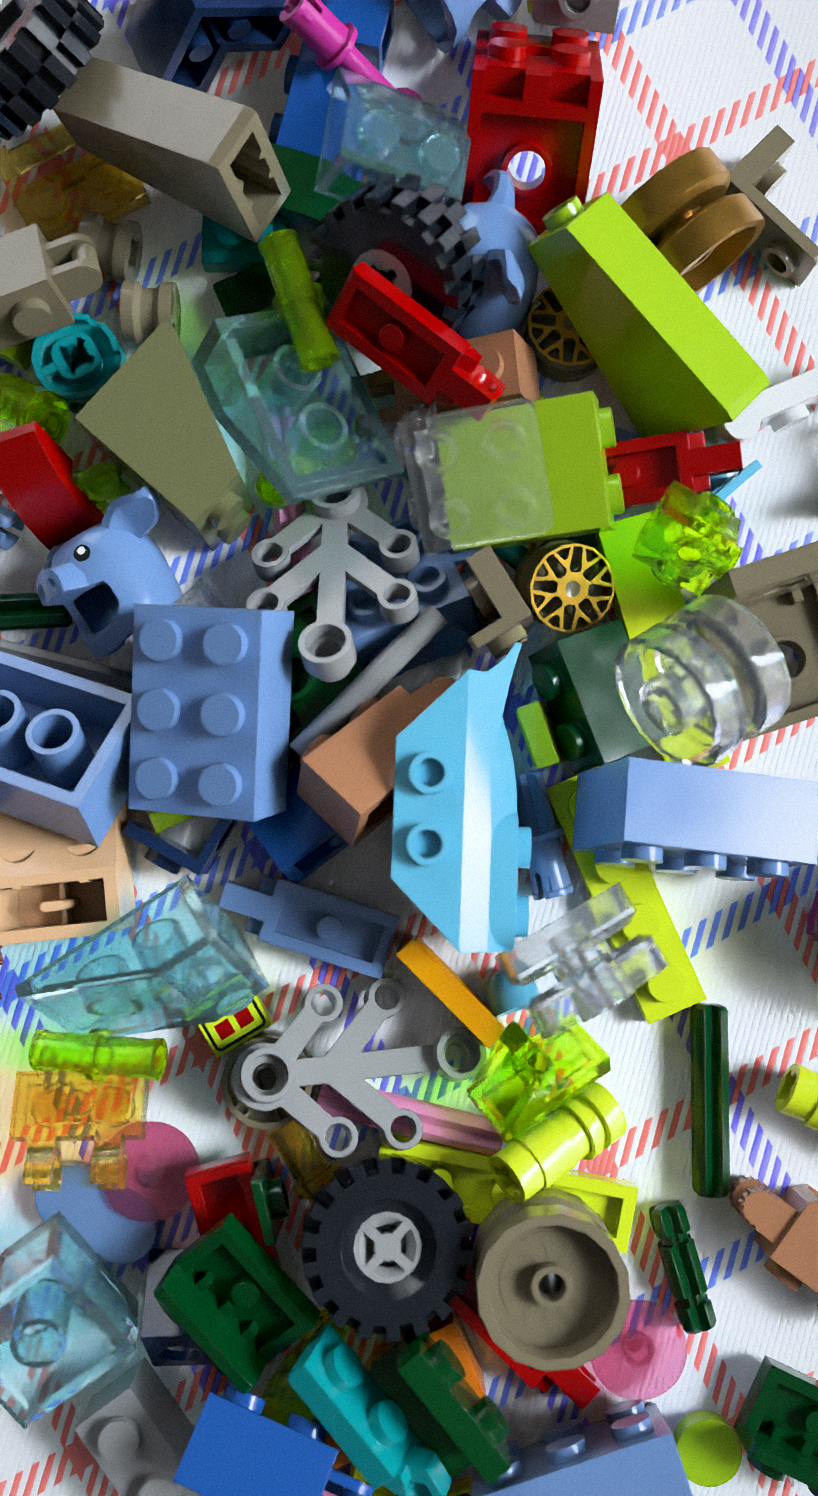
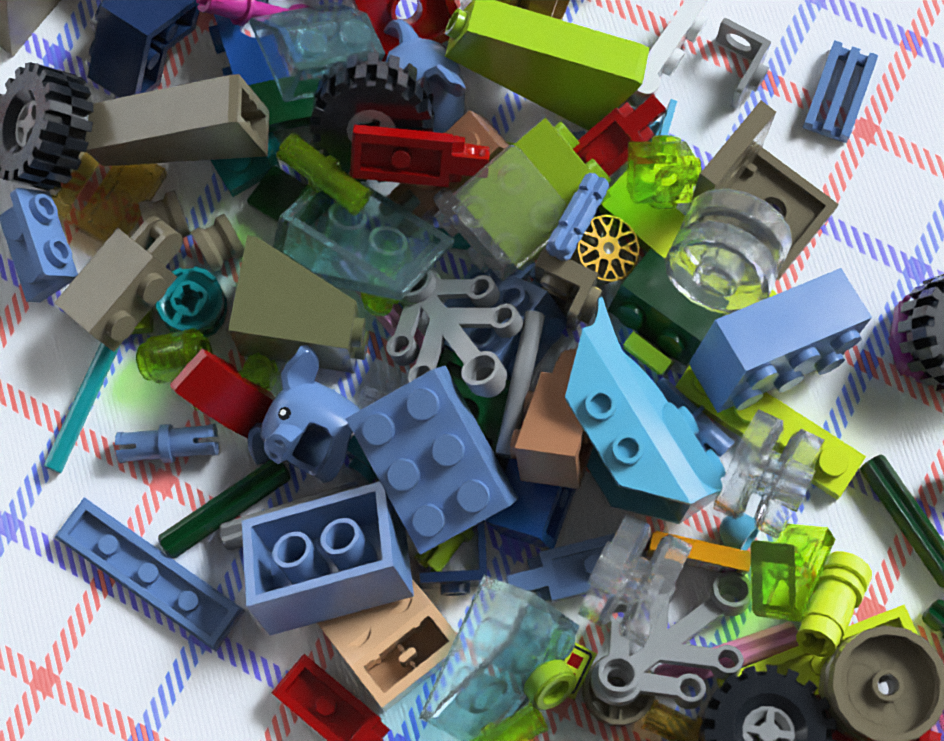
camera: 30 degrees left, 10 degrees down
(192, 1032) = (549, 684): none -> lime tile
(352, 995) = (630, 578): none -> clear wheel
(550, 532) = (577, 217): none -> medium blue axle
(557, 344) = (494, 102): dark tan wheel -> none

